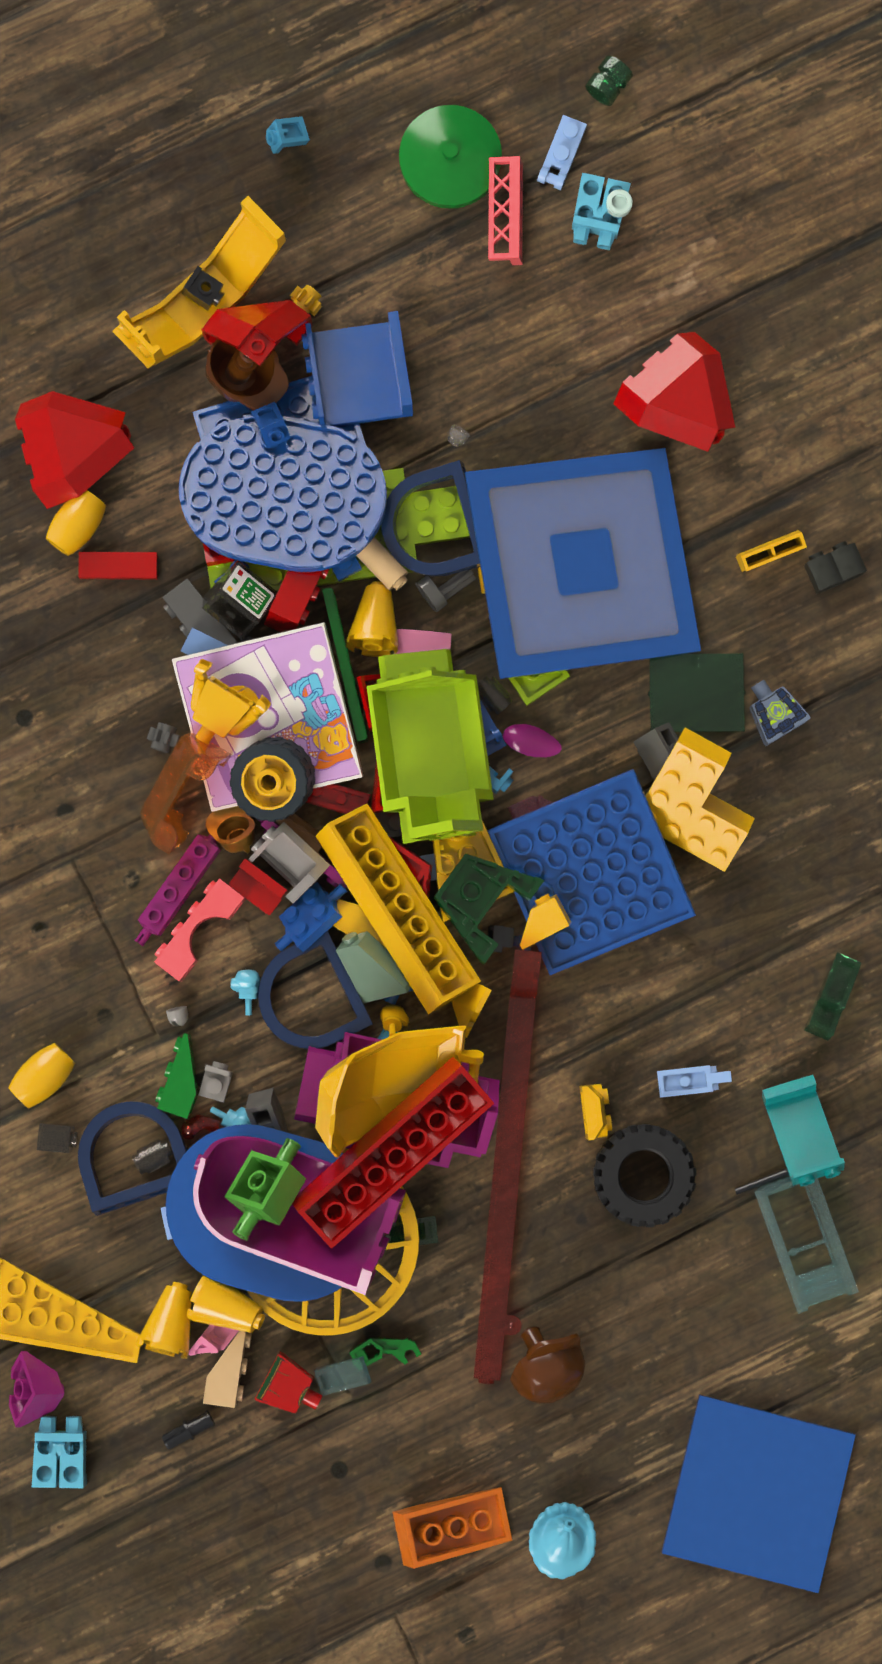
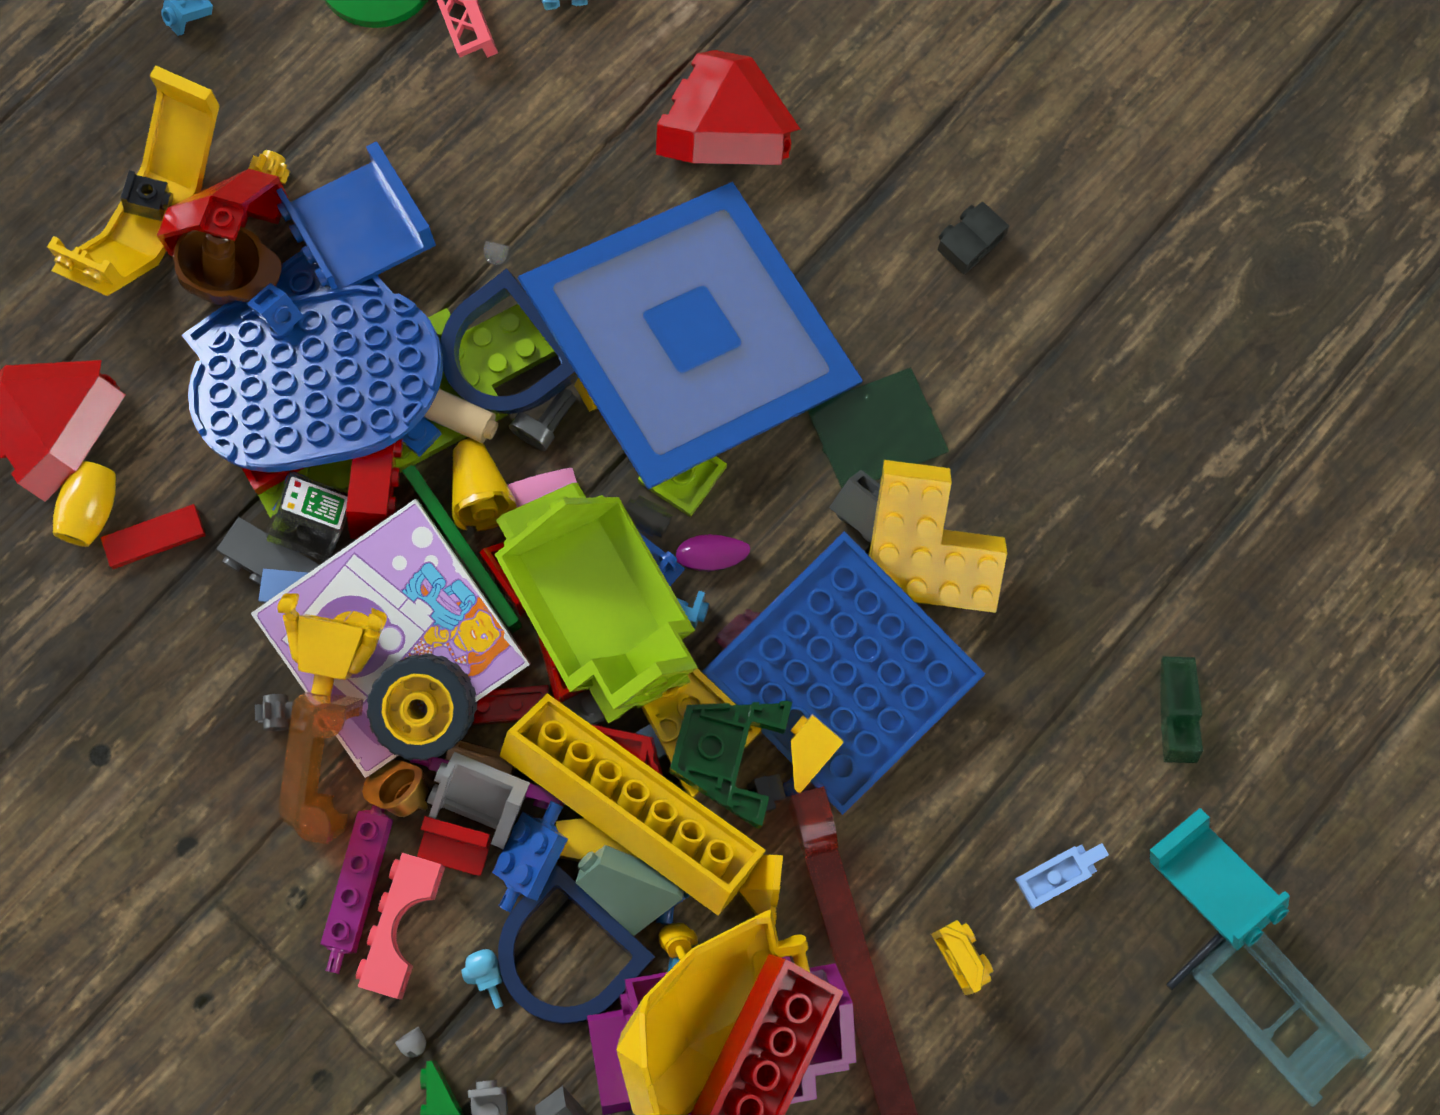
camera: 25 degrees left, 10 degrees down
(680, 1183) = (1101, 1003): black tyre -> none
(769, 546) = (919, 221): yellow piece -> none
(775, 712) = (976, 416): torso -> none

